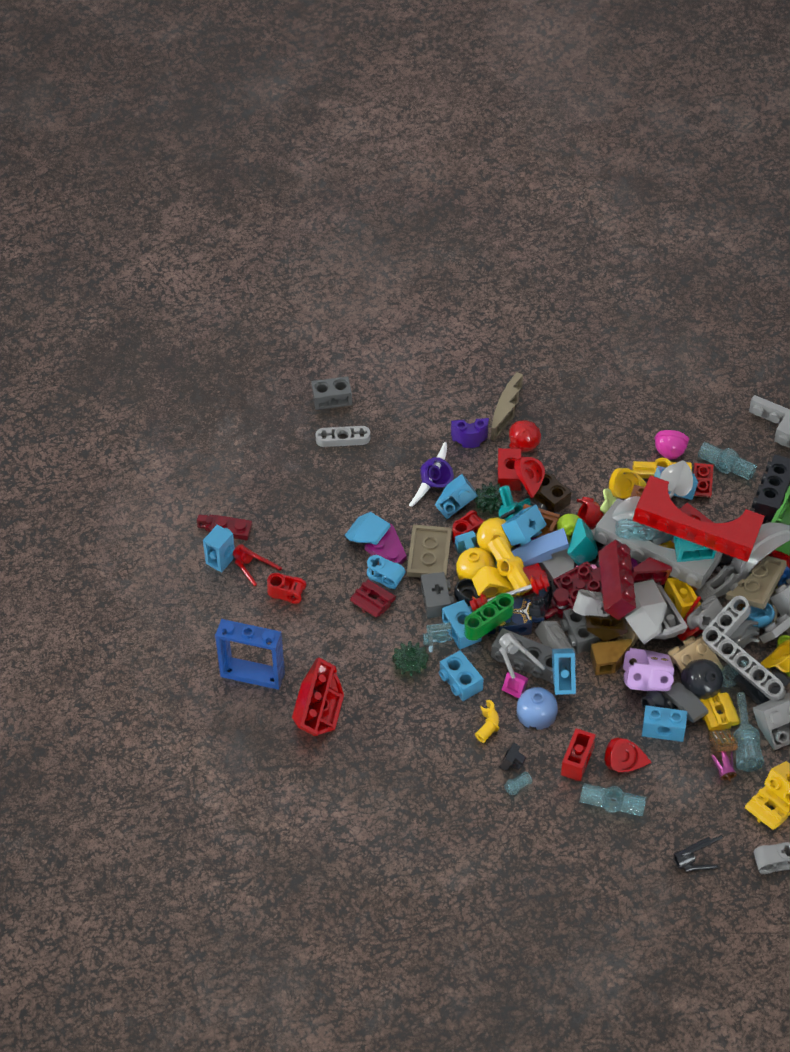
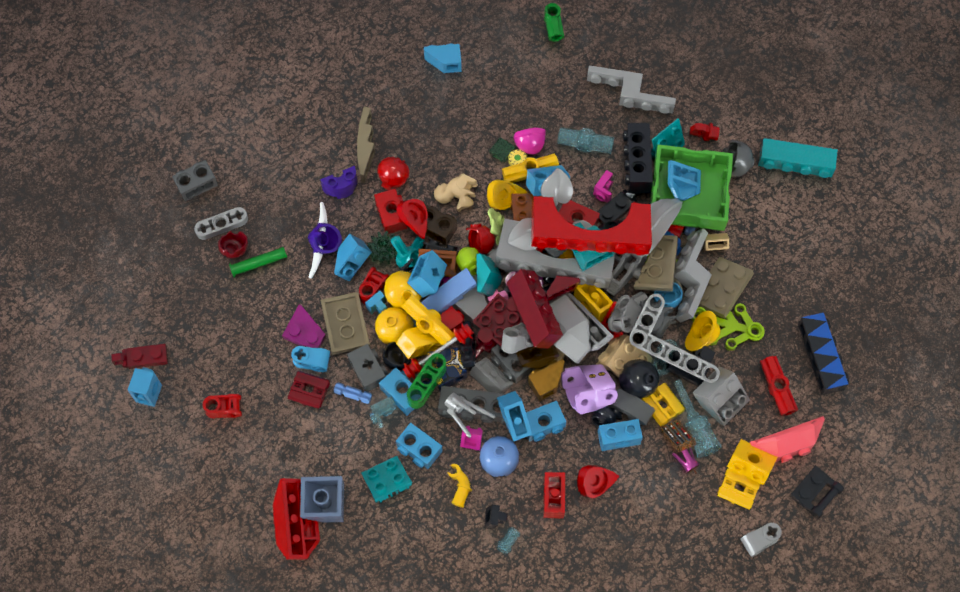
camera: 20 degrees left, 15 degrees up
(245, 555) = (172, 383): red plant -> none
(246, 670) = (215, 498): blue window -> none
(347, 456) = (233, 244): none -> dark red hair
(351, 690) = (322, 499): none -> sand blue slope
(366, 477) = (257, 261): none -> green pin
(368, 529) = (279, 319): dark azure slope -> none
(410, 658) = (361, 437): clear green gear -> none
(414, 613) = (352, 393): none -> medium blue axle
(419, 694) = (386, 479): none -> teal hinge
(583, 467) = (457, 187): none -> tan animal
(599, 683) = (549, 412): none -> dark azure brick
(601, 797) = (613, 528): clear light blue piece -> none
(612, 353) = (444, 57): none -> dark azure slope
(633, 530) = (528, 254): clear light blue plate -> none
(640, 448) = (501, 149): none -> clear green tile
(651, 456) = (516, 157): none -> light yellow tile
(685, 857) = (683, 566): black plant -> none
(704, 476) = (569, 161): red slope -> none
(729, 505) = (603, 186): none -> dark pink bracket
(733, 350) = (553, 23): none -> green piece

